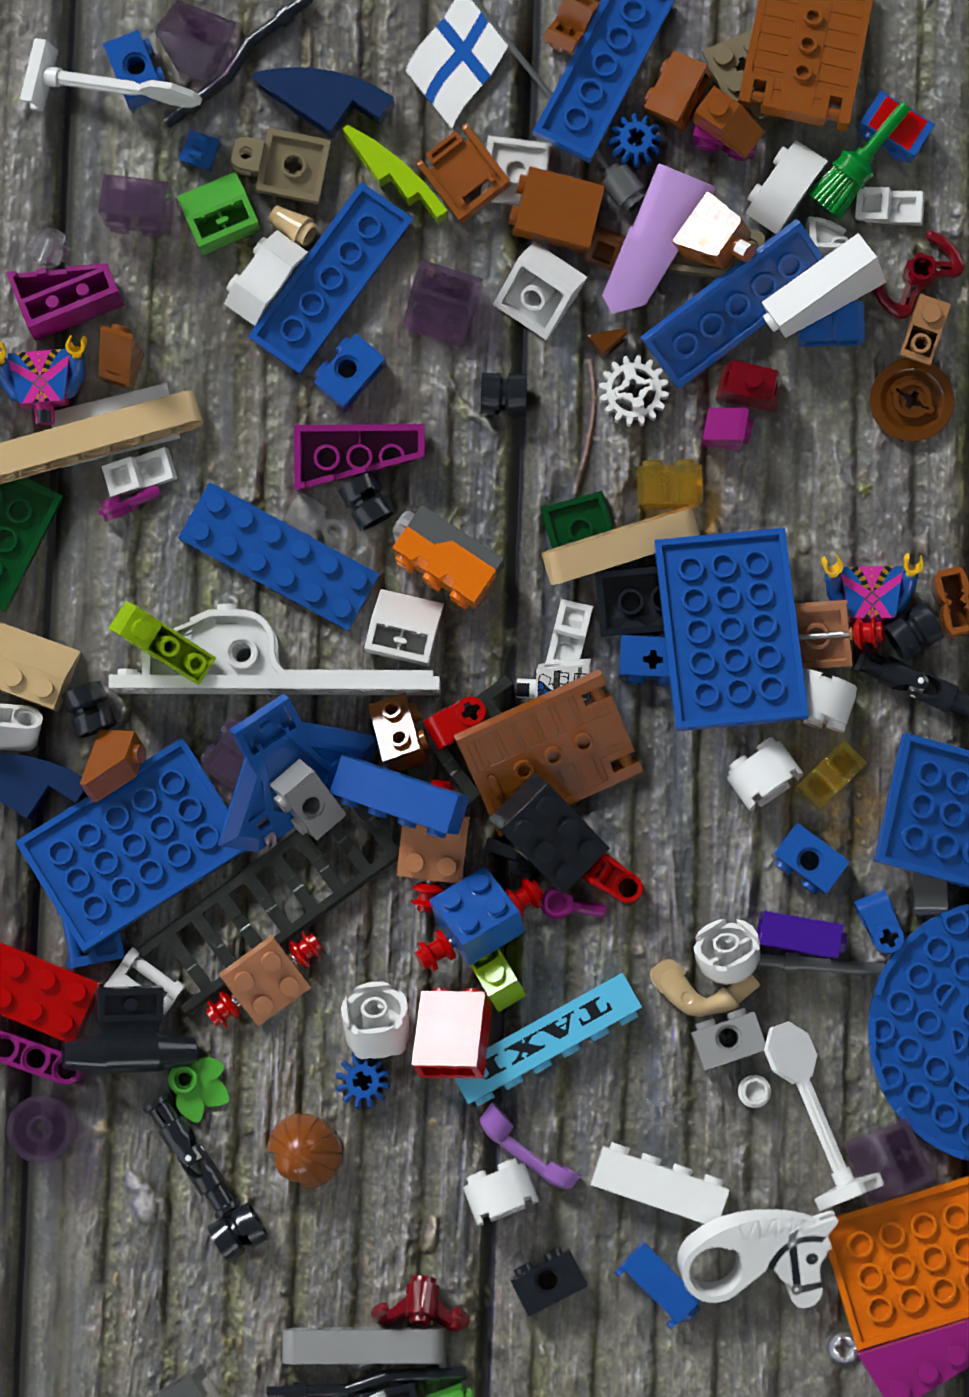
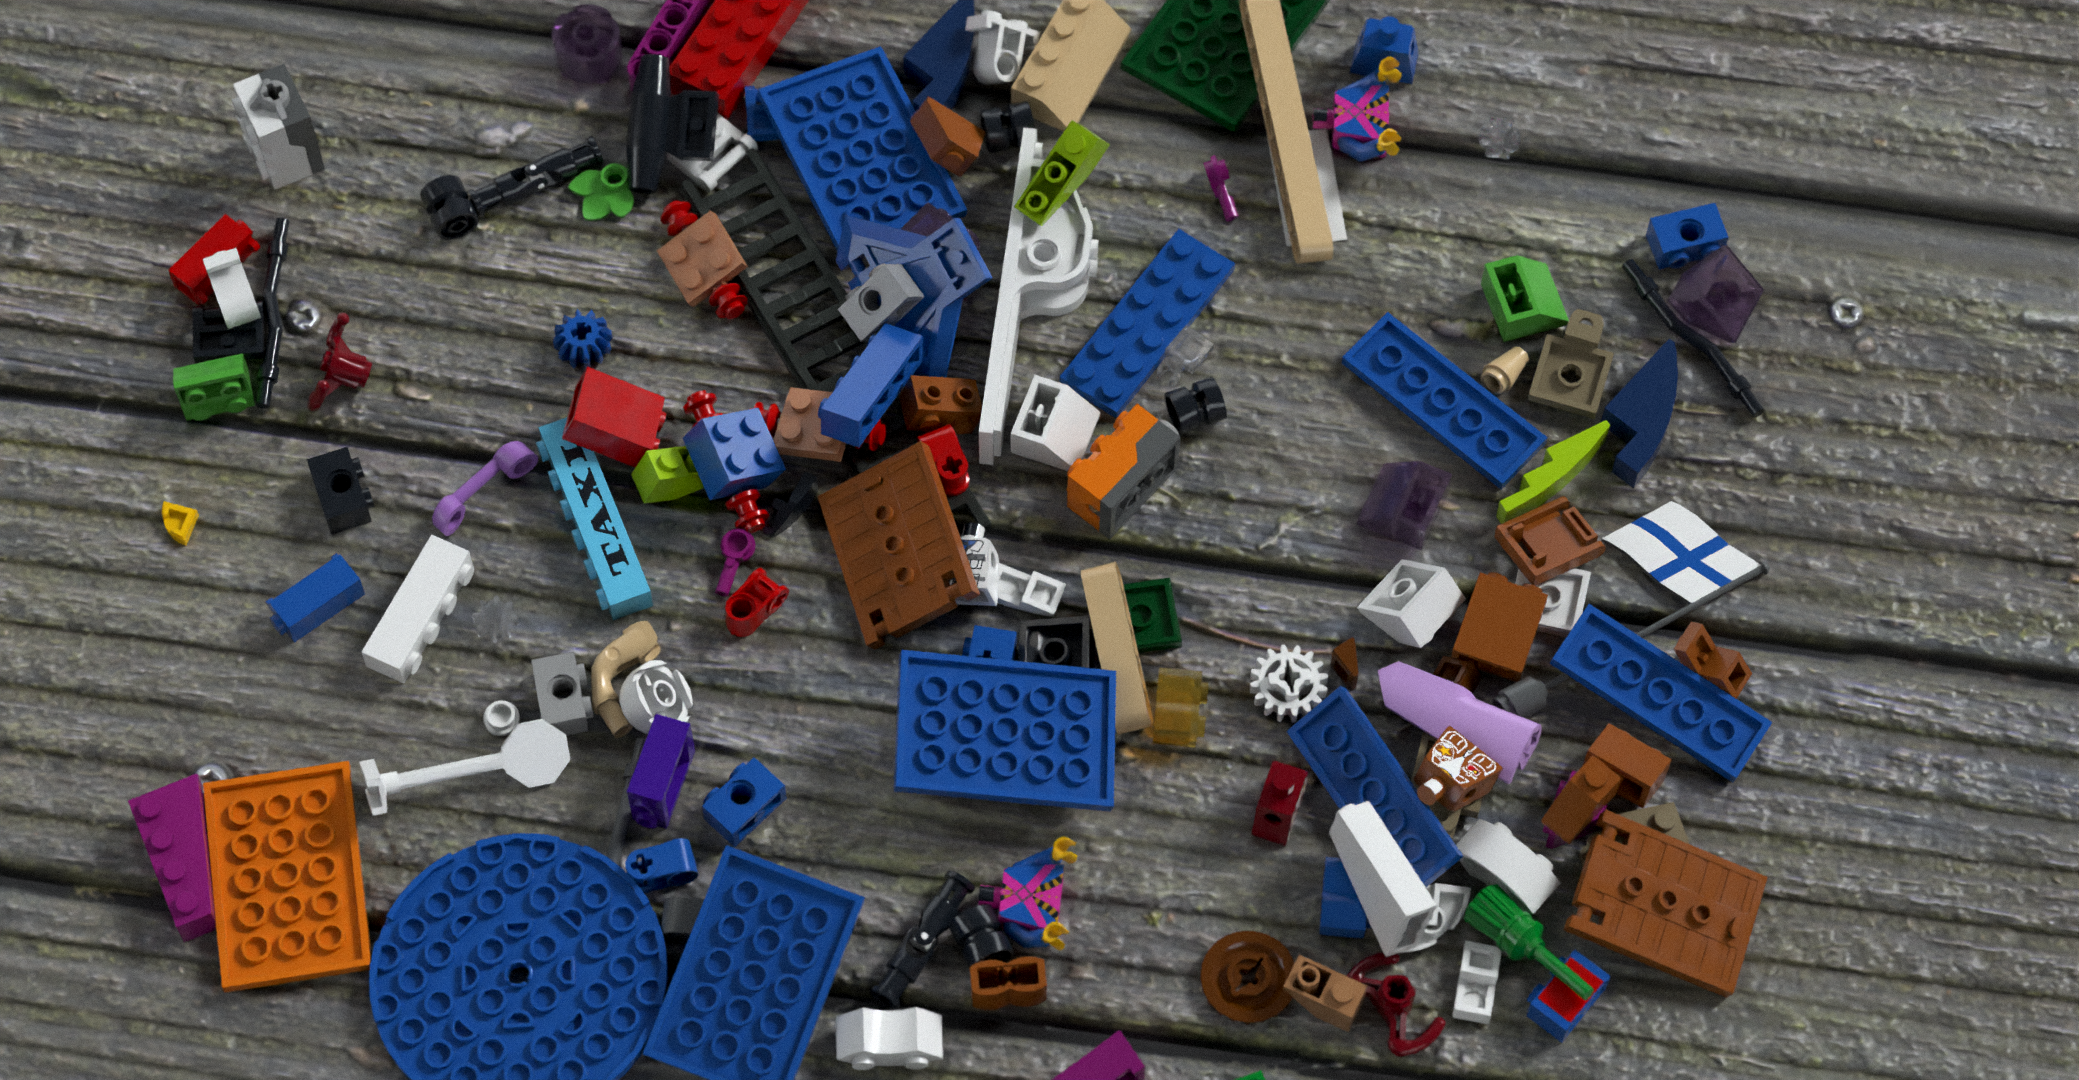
camera: 90 degrees right, 20 degrees down
(43, 74) = (1686, 151): white piece -> none
(64, 297) = (1443, 143): magenta wedge -> none
(119, 356) = (1374, 184): dark orange slope -> none
(136, 205) = (1535, 214): clear purple brick -> none
(139, 472) = (1253, 202): white slope -> none
(200, 150) = (1595, 293): blue tile -> none
(264, 277) = (1451, 333): white brick -> none
(305, 1150) = (520, 280): dark orange hair -> none
(346, 390) = (1342, 423): blue brick -> none
(349, 450) = (1252, 386): magenta wedge -> none
(363, 1345) = (311, 312): light grey beam -> none
(376, 1021) = (641, 348): white brick -> none
(499, 1192) = (441, 448): white brick -> none
(503, 394) = (1298, 550): black wheel -> none
(549, 833) = (810, 532): black brick -> none
(634, 153) = (1568, 728): blue gear -> none
(727, 428) = (1234, 771): magenta slope -> none
(763, 774) = (843, 758): white brick -> none
(763, 1240) = (337, 691): white animal -> none
(827, 634) = (985, 840): nougat plate -> none
(828, 700) = (917, 827): white brick -> none
(830, 775) = (832, 828): clear yellow brick -> none
(892, 1153) = (400, 842): clear purple slope -> none

